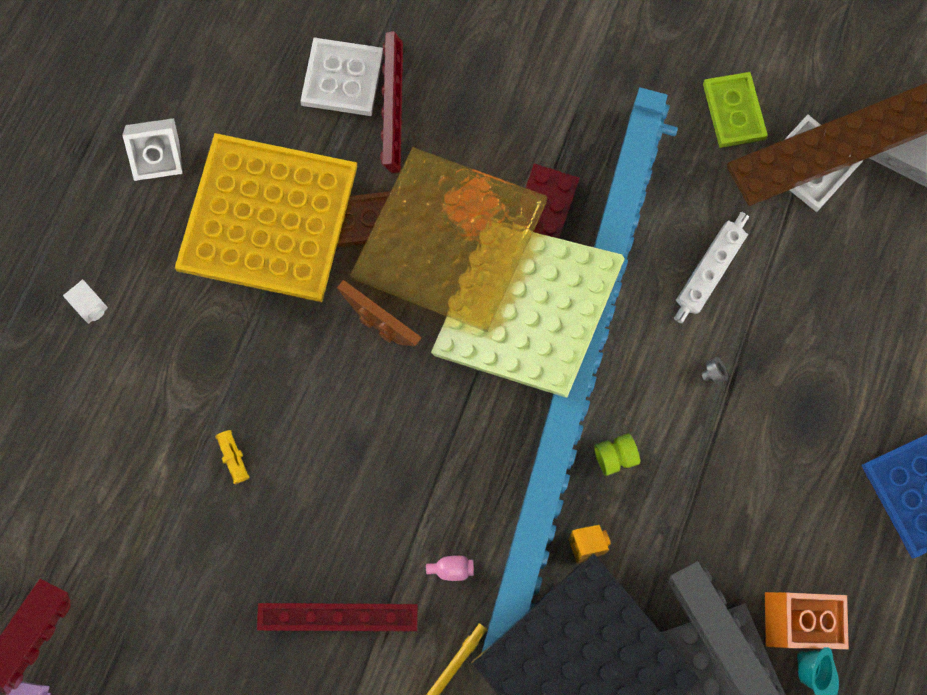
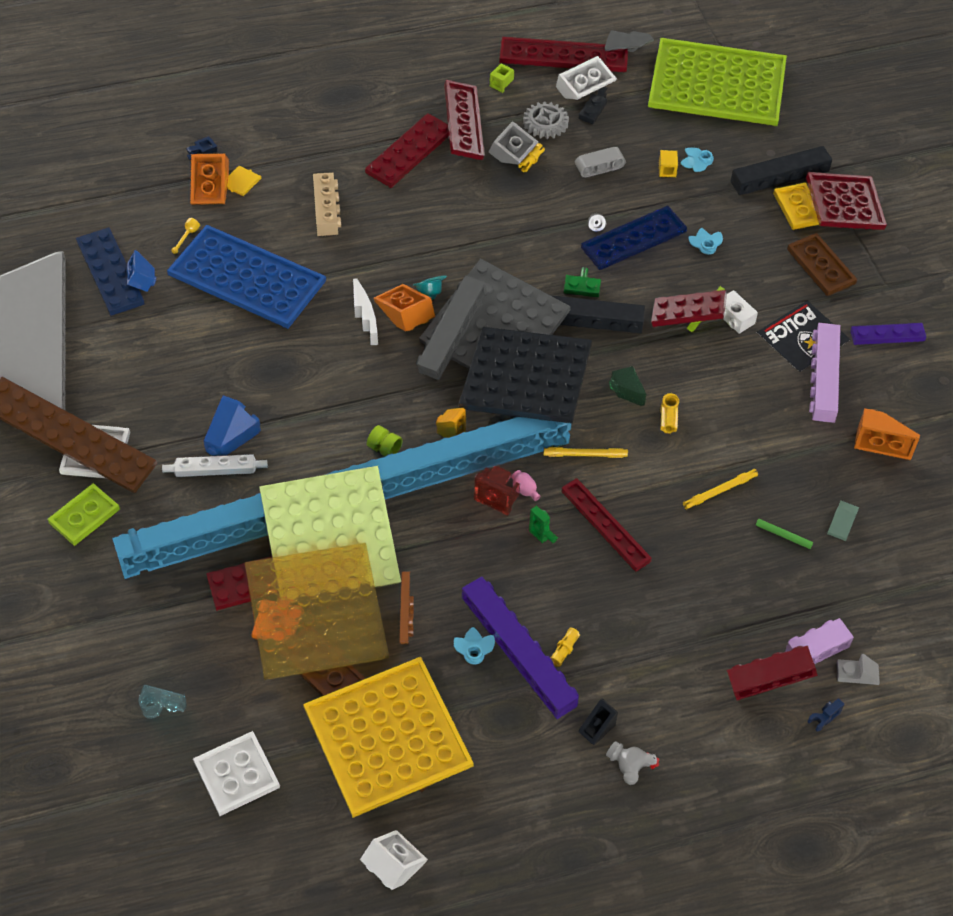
camera: 125 degrees left, 20 degrees down
(65, 423) = (631, 761): none -> light grey animal
(85, 302) = (542, 813): white brick -> none
(126, 424) = (599, 722): none -> black slope
(266, 410) = (520, 647): none -> dark purple brick
(308, 375) = (474, 644): none -> medium azure plate
(381, 537) = (539, 525): none -> green plate
(392, 108) = (226, 729): dark red plate -> none
(462, 523) = (492, 489): none -> clear red panel
(466, 57) = (160, 698): none -> clear light blue plate
(715, 370) = (287, 424): flat silver tile -> none
(747, 303) = (230, 428): none -> blue slope
(836, 568) = (364, 310): none -> white slope

